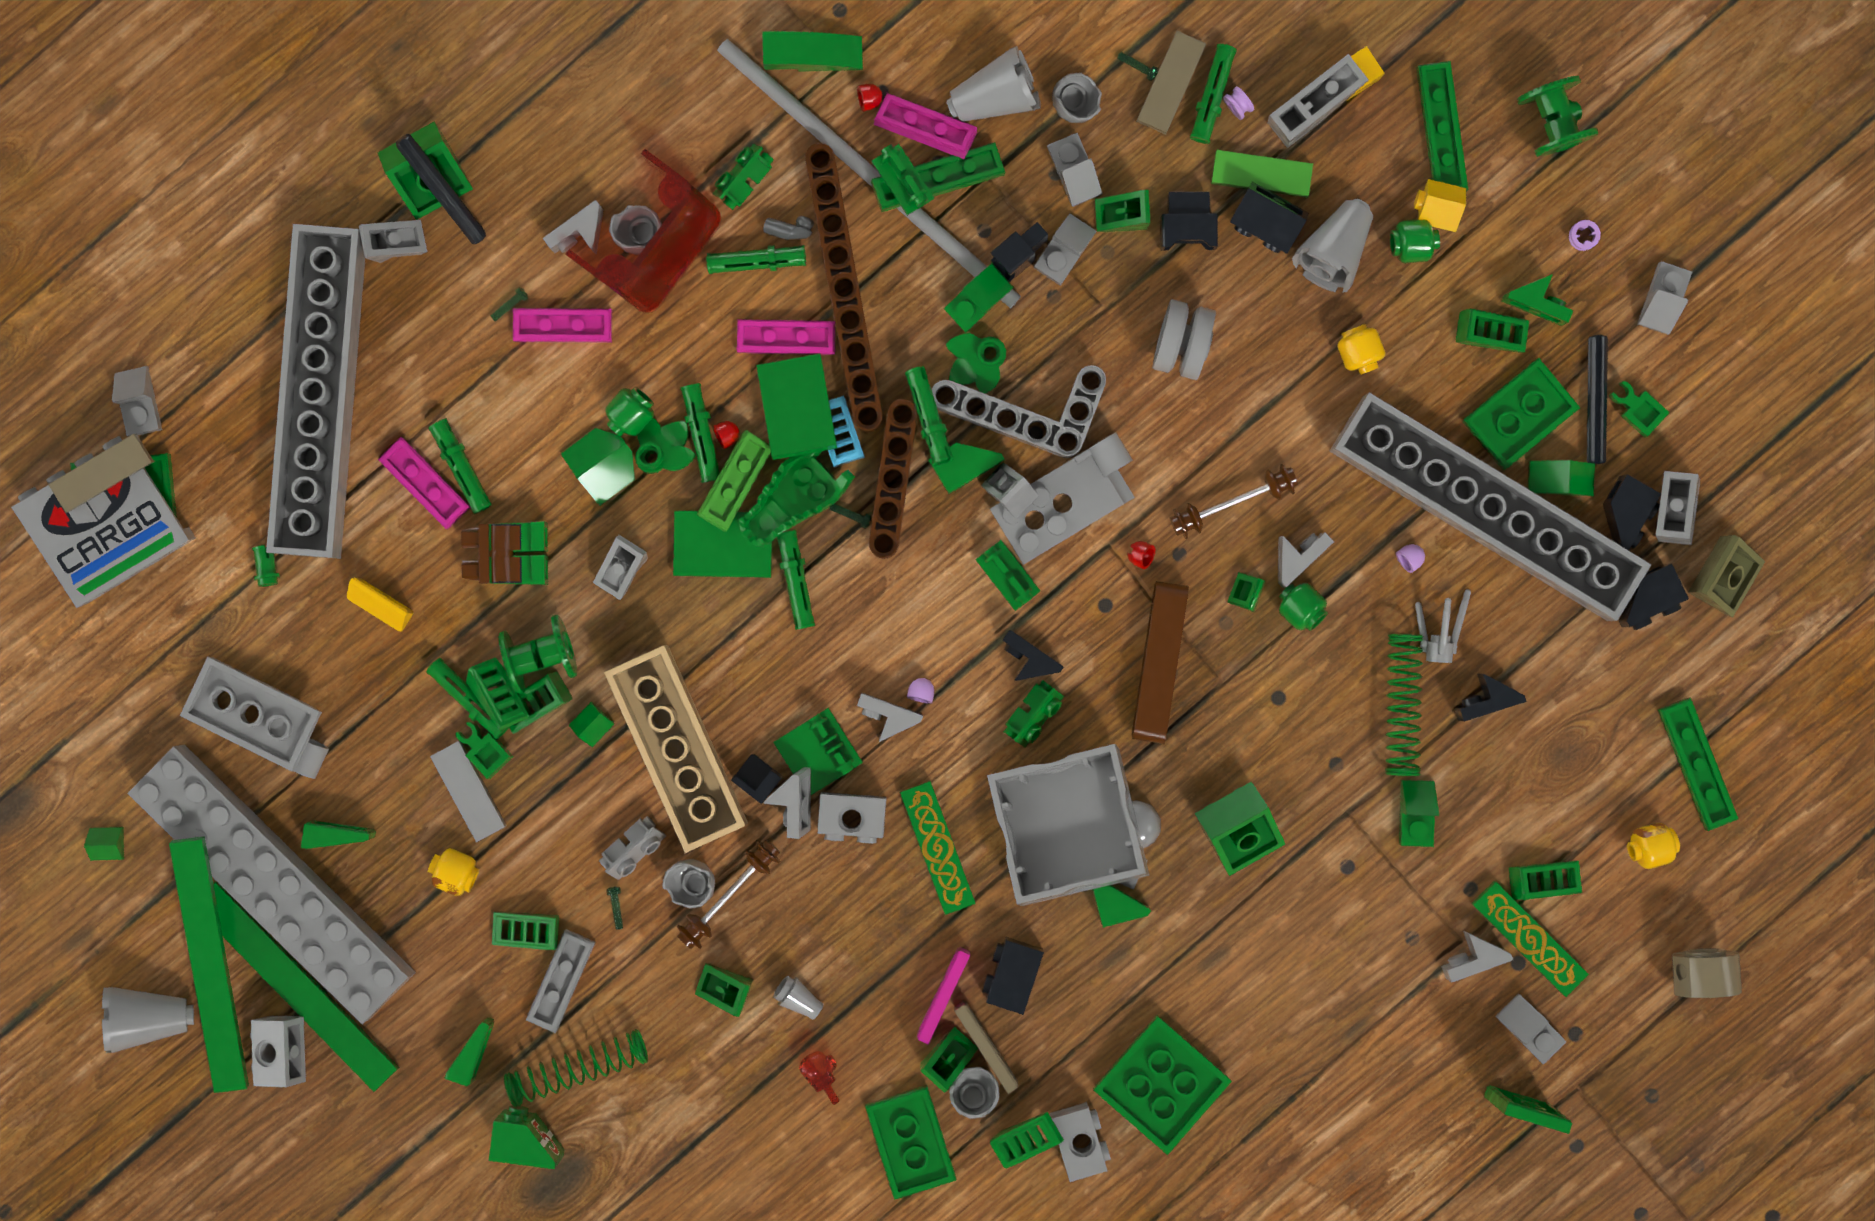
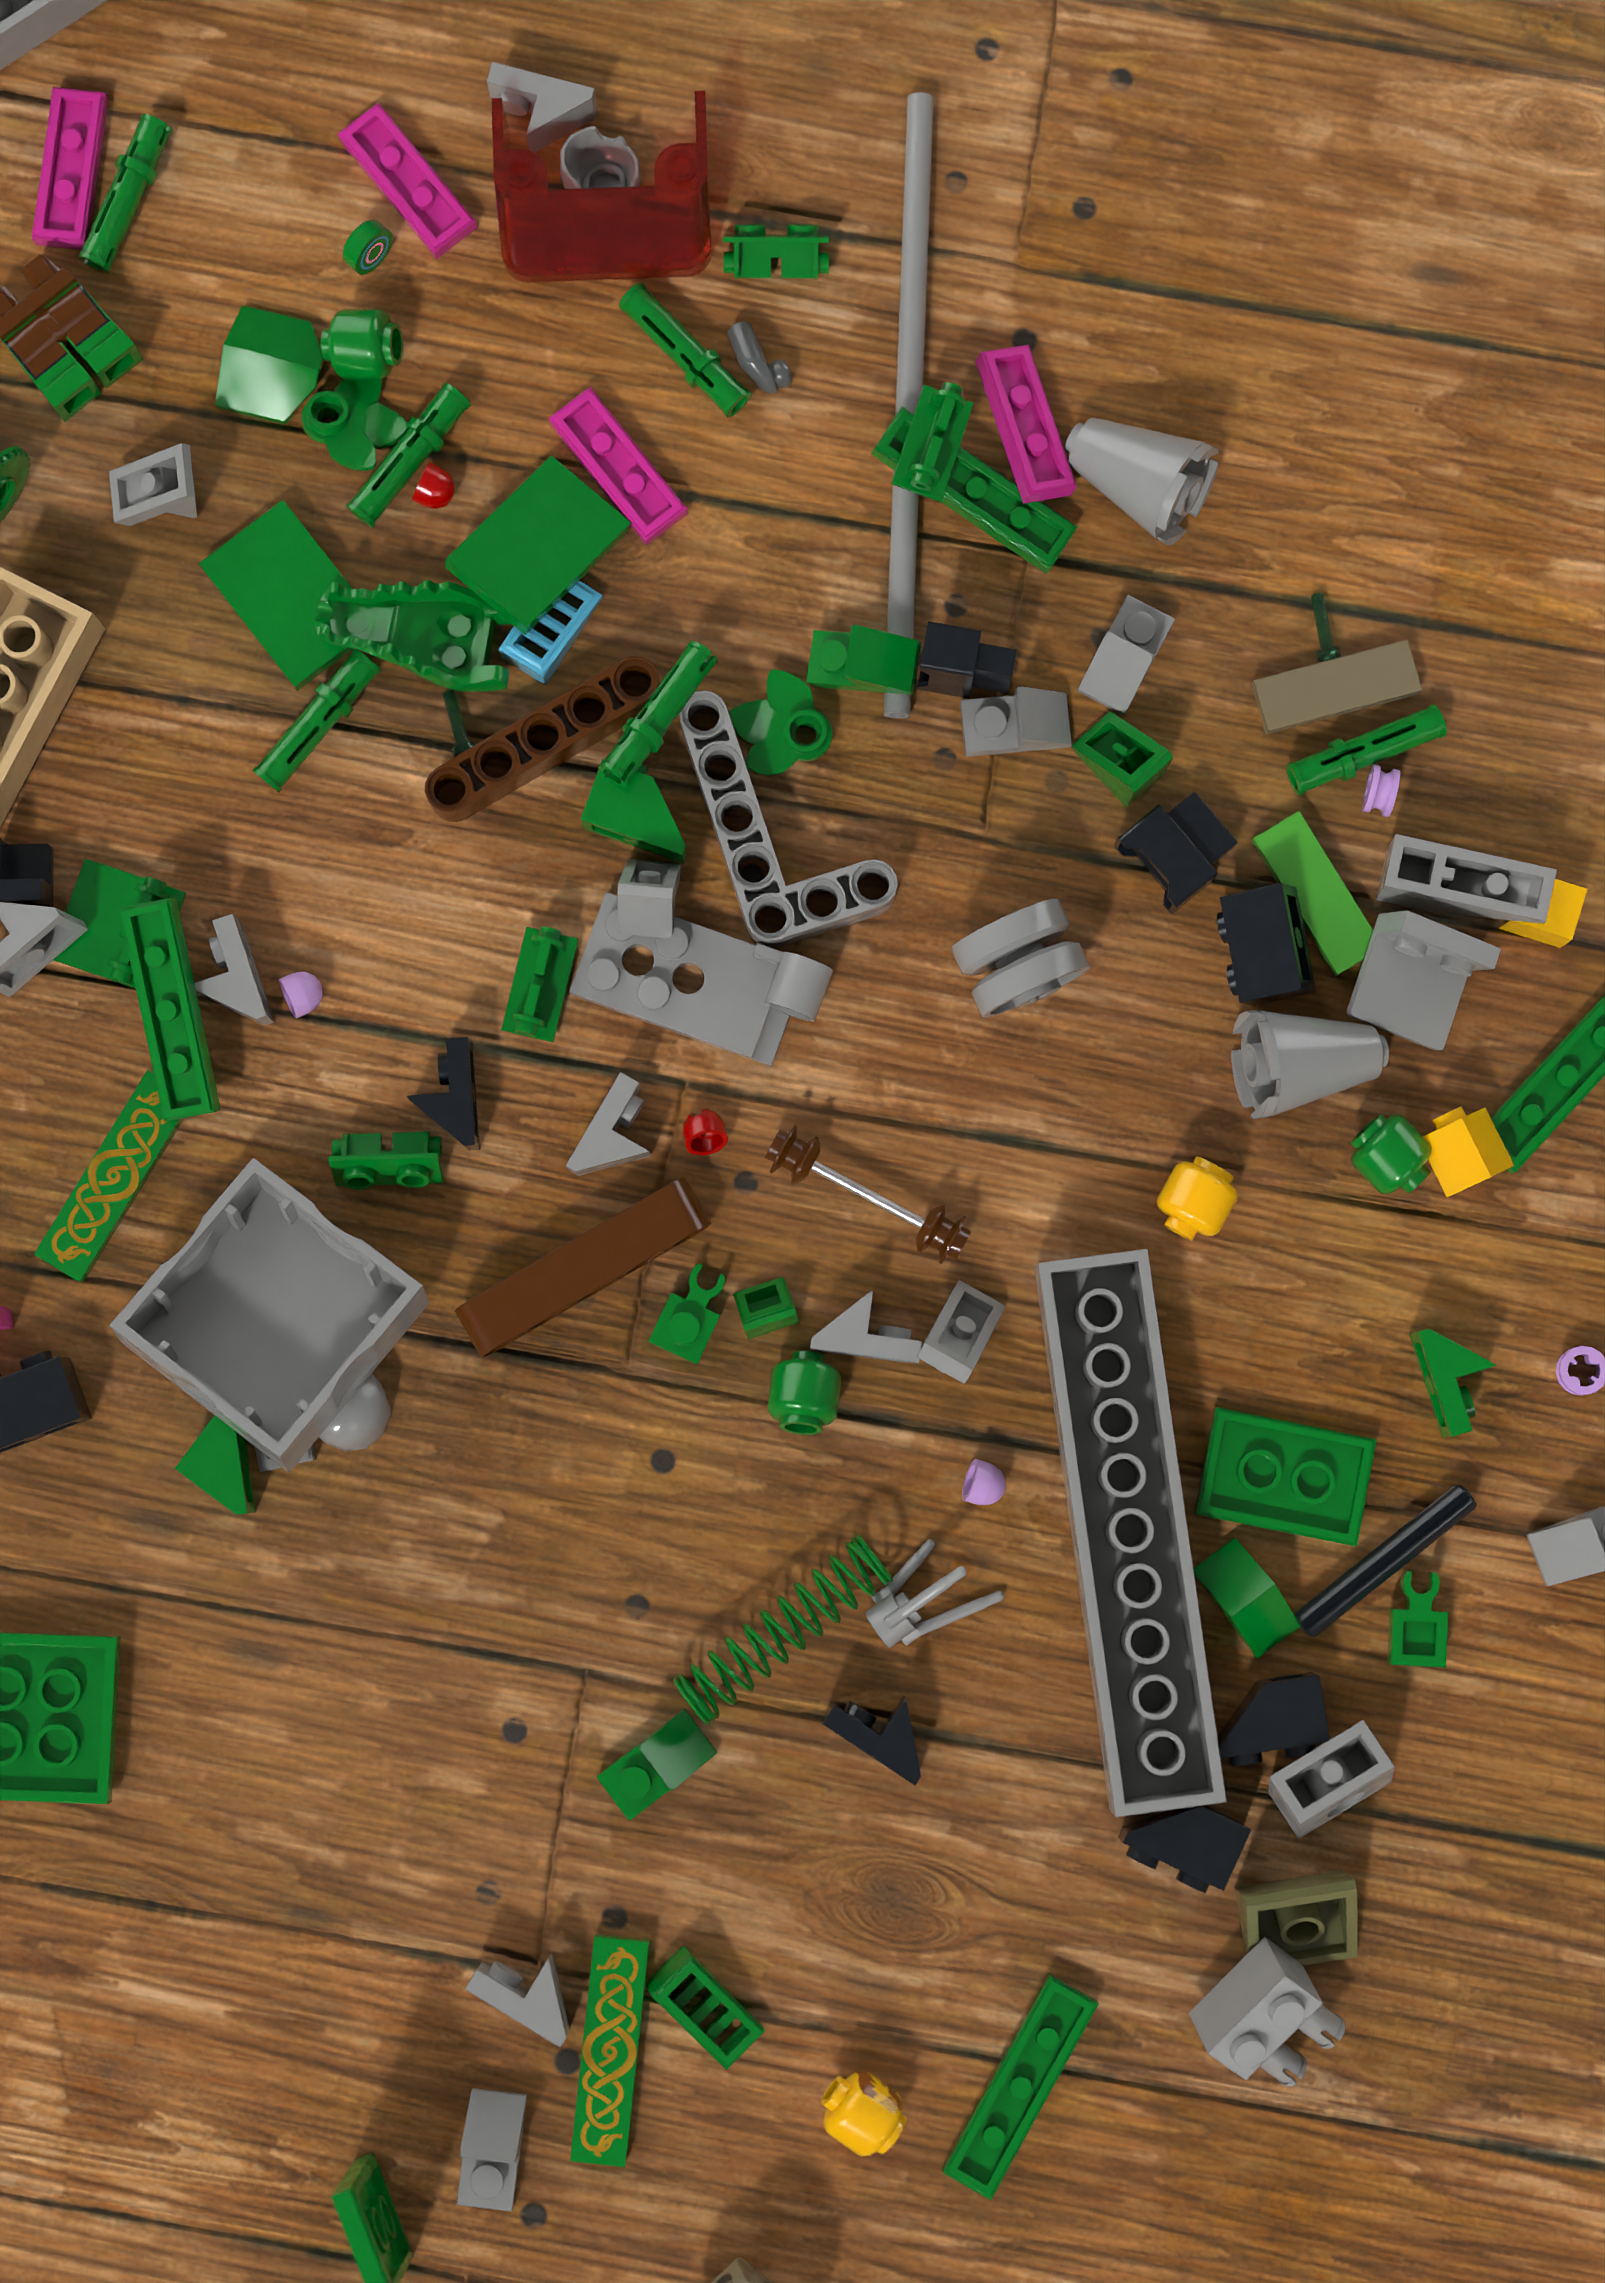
camera: 50 degrees right, 5 degrees down
(520, 295) = (403, 99): clear green piece -> none
(582, 371) = (367, 246): none -> green tile
(735, 481) = (379, 542): bright green tile -> none
(811, 51) = (1001, 208): green slope -> none
(843, 272) = (745, 461): reddish brown beam -> none
(869, 96) = (1006, 327): red hinge -> none
(870, 808) = (94, 1050): light grey brick -> none
(883, 758) = (170, 1009): none -> green tile
(1076, 98) = (1217, 581): light grey hair -> none
(1109, 607) = (601, 1144): none -> light grey slope
(1224, 634) = (686, 1323): none -> green plate
(1240, 828) = (449, 1546): green slope -> none
(1333, 510) = (961, 1331): none -> light grey slope
(1341, 161) = (1416, 977): none -> light grey bracket
(1471, 330) = (1338, 1312): green slope -> none
(1754, 626) = (1258, 2010): none -> light grey brick

